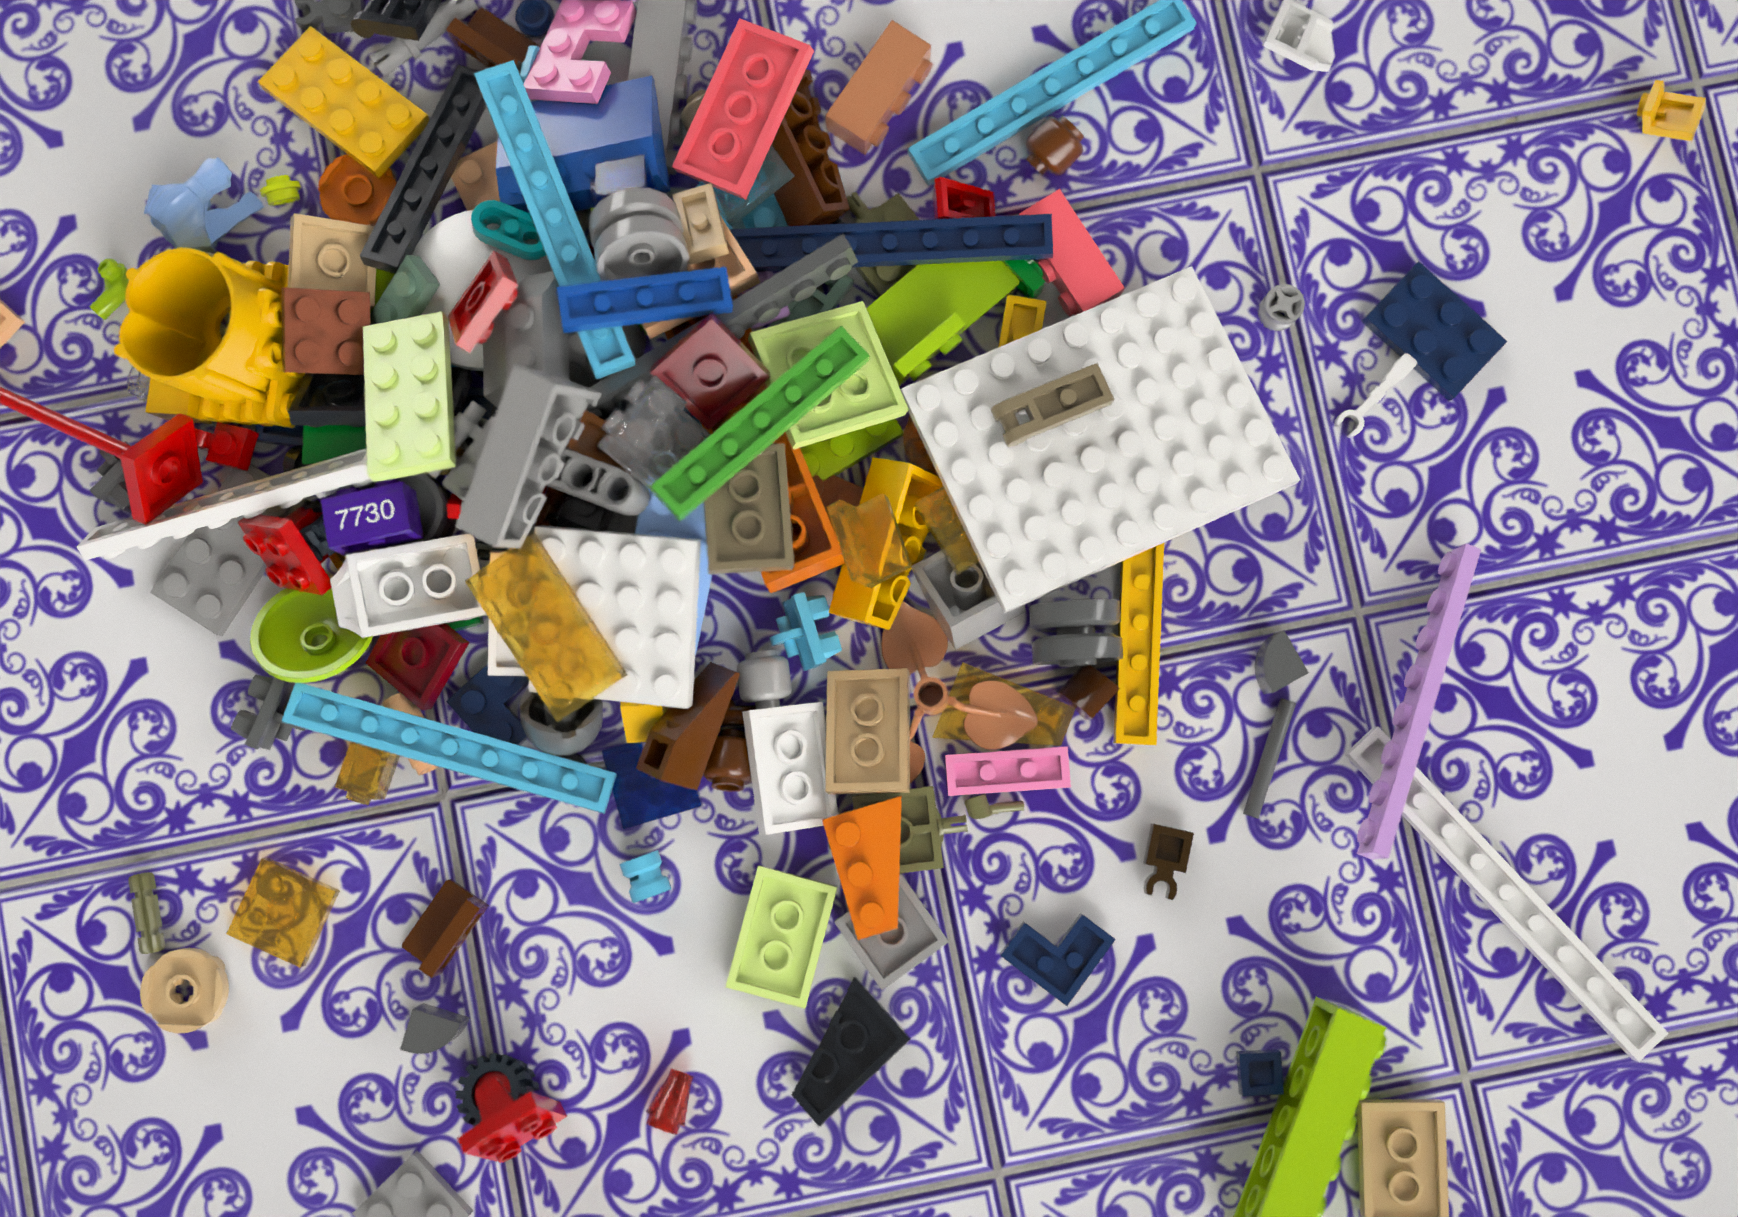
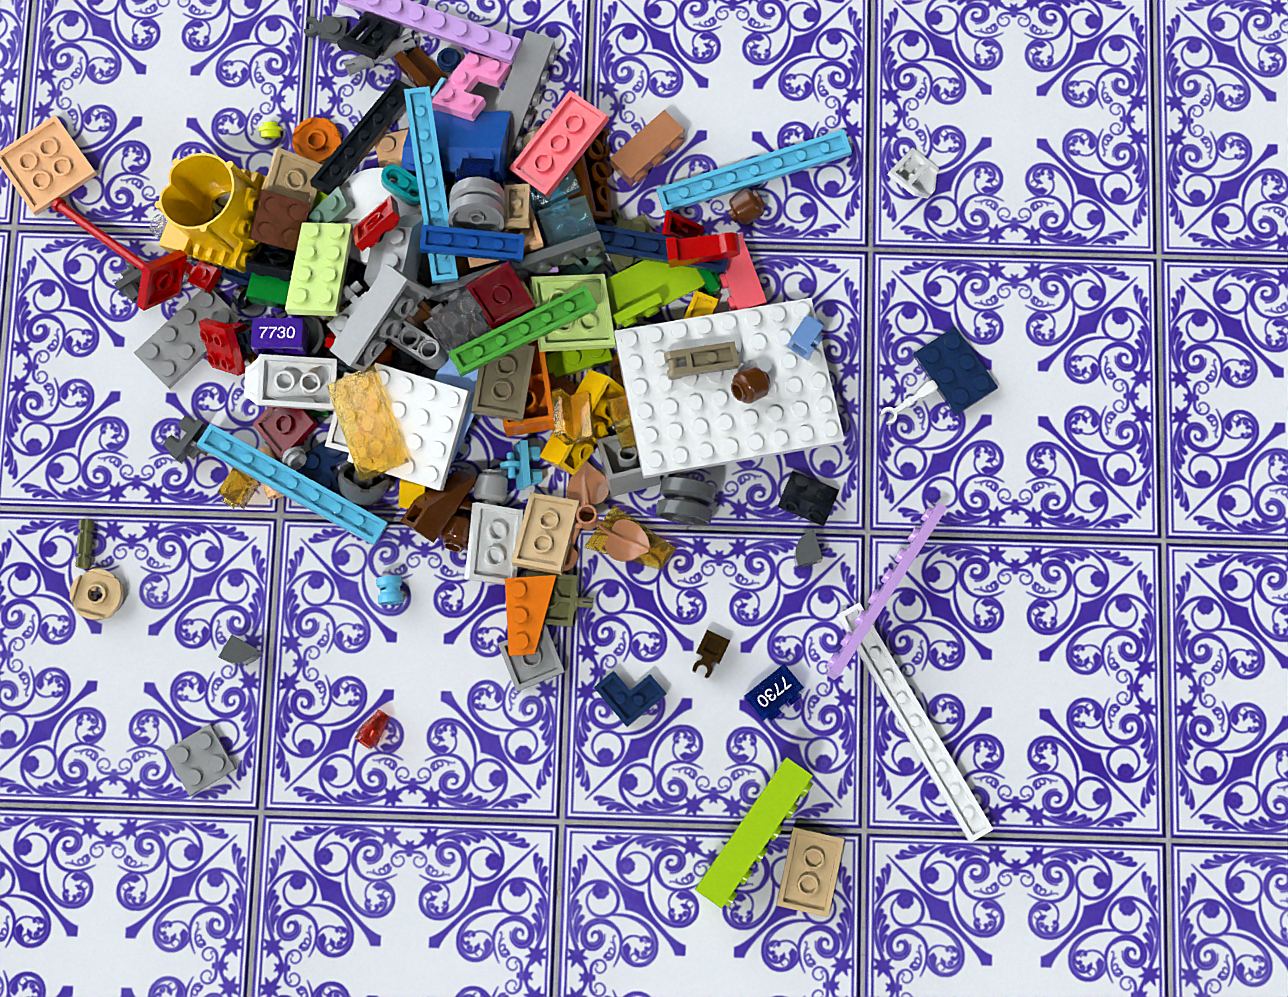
camera: 15 degrees right, 5 degrees down
(115, 288) = (157, 166): lime arm -> none
(185, 213) = (209, 130): light blue piece -> none
(220, 507) = (189, 310): white plate -> none
(283, 912) = (166, 562): clear yellow plate -> none
(300, 638) = (220, 398): lime dish -> none
(344, 101) = (321, 85): yellow plate -> none
(444, 704) = (294, 457): none -> light grey plate
(444, 927) = (261, 593): reddish brown panel -> none
(503, 1108) = (271, 708): red plate -> none
(641, 796) = (399, 543): clear blue plate -> none
(781, 936) = (463, 645): yellowish green plate -> none
(785, 230) = (567, 221): none -> clear light blue plate
(850, 1053) = (488, 726): black wing -> none
(979, 807) = (603, 597): olive hand -> none
(1007, 771) = (625, 577): bright pink plate -> none
(1009, 226) = (702, 249): none -> red leg
(1088, 691) = (687, 541): reddish brown brick -> none
(1139, 427) = (750, 385): none -> reddish brown head
(1141, 635) = (724, 520): yellow plate -> none
(1206, 330) = (806, 337): none -> medium blue brick
(1259, 581) = (808, 498): none -> black bracket
(1259, 1072) = (736, 795): dark blue plate -> none
(1269, 758) = (789, 608): dark grey bar -> none
(1281, 900) = (774, 693): none -> clear blue brick
(1288, 301) = (862, 330): light grey wheel -> none
(1670, 113) = (1132, 270): yellow bracket -> none

